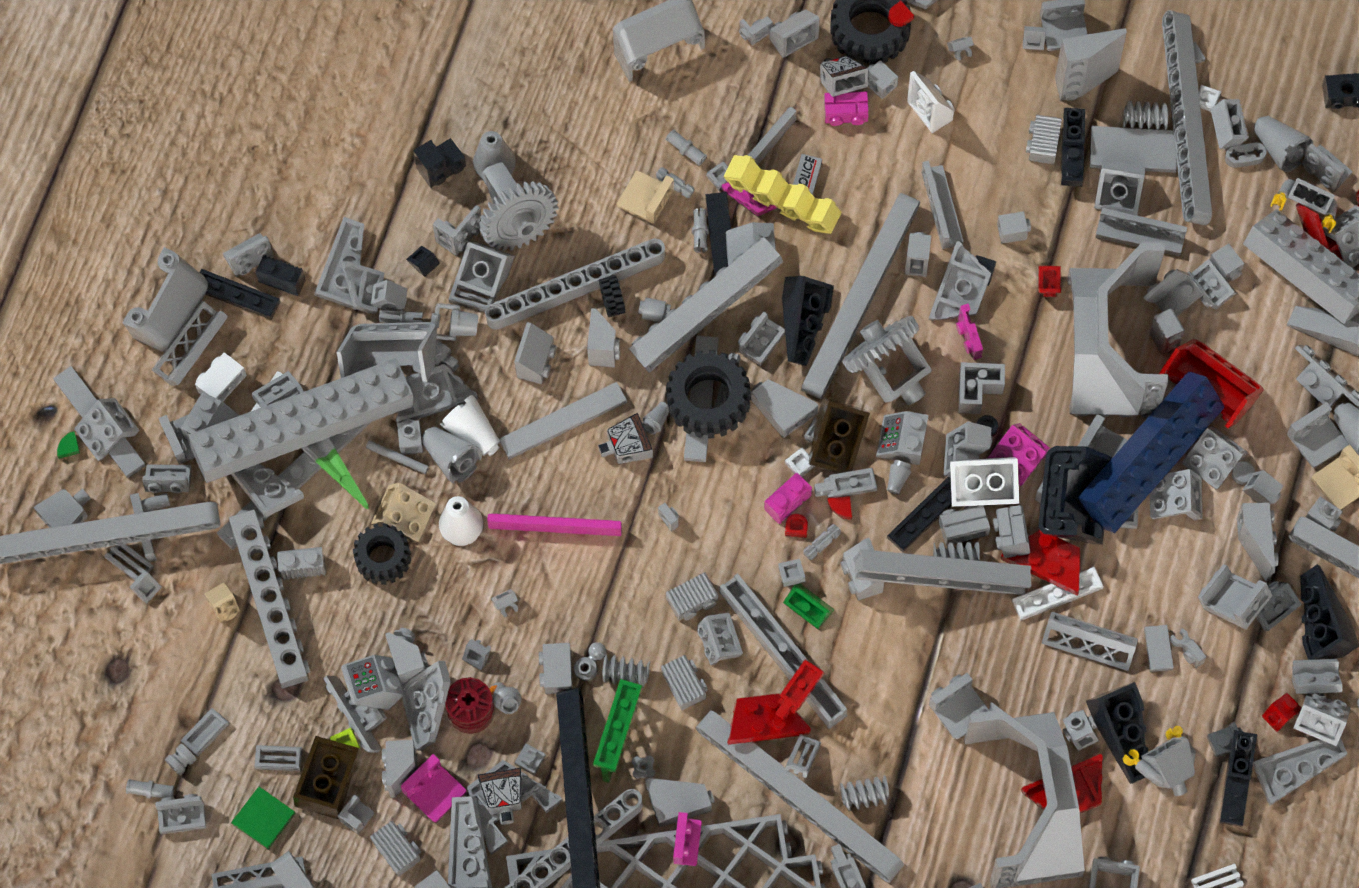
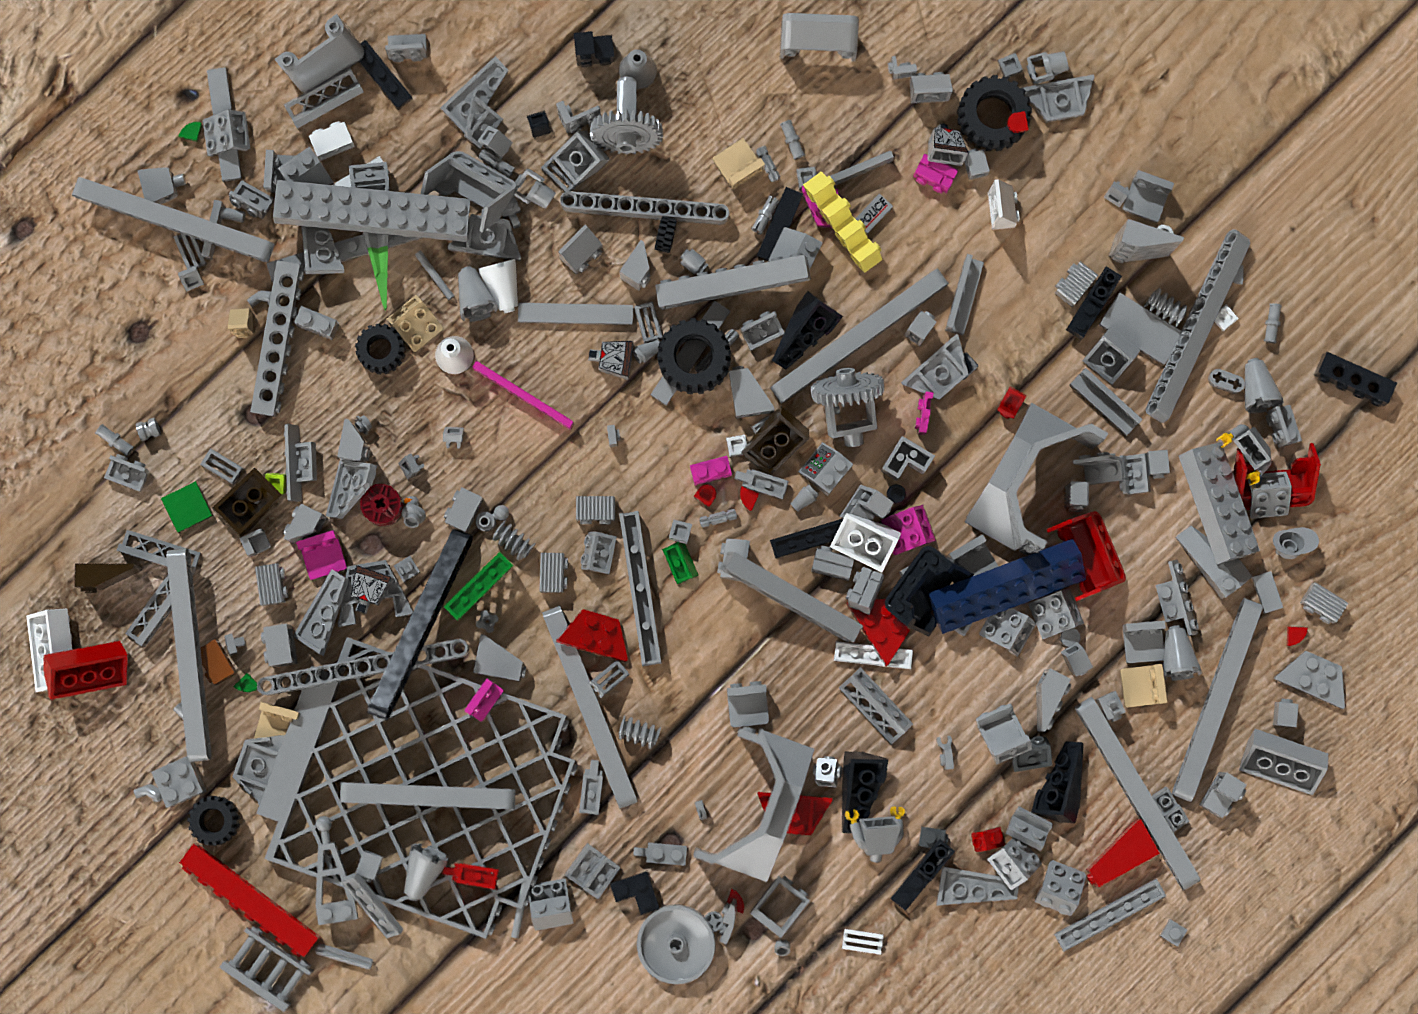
camera: 20 degrees right, 15 degrees up
(204, 732) = (178, 416): light grey tile -> none
(227, 568) = (258, 297): none -> light grey arm
(280, 275) = (421, 78): black brick -> none
(373, 682) = (317, 449): light grey slope -> none
(410, 437) = (451, 265): light grey brick -> none
(647, 385) = (652, 337): none -> light grey tile
(798, 689) = (632, 628): red hinge -> none
(958, 553) = (812, 586): light grey piece -> none
(959, 45) = (1056, 168): light grey tile -> none
(973, 838) = (701, 810): none -> light grey tile
(1013, 227) = (1009, 344): light grey brick -> none
(1158, 648) = (924, 739): light grey tile -> none
(1229, 123) = (1227, 350): light grey brick -> none
(1256, 79) = (1272, 323): none -> light grey pin

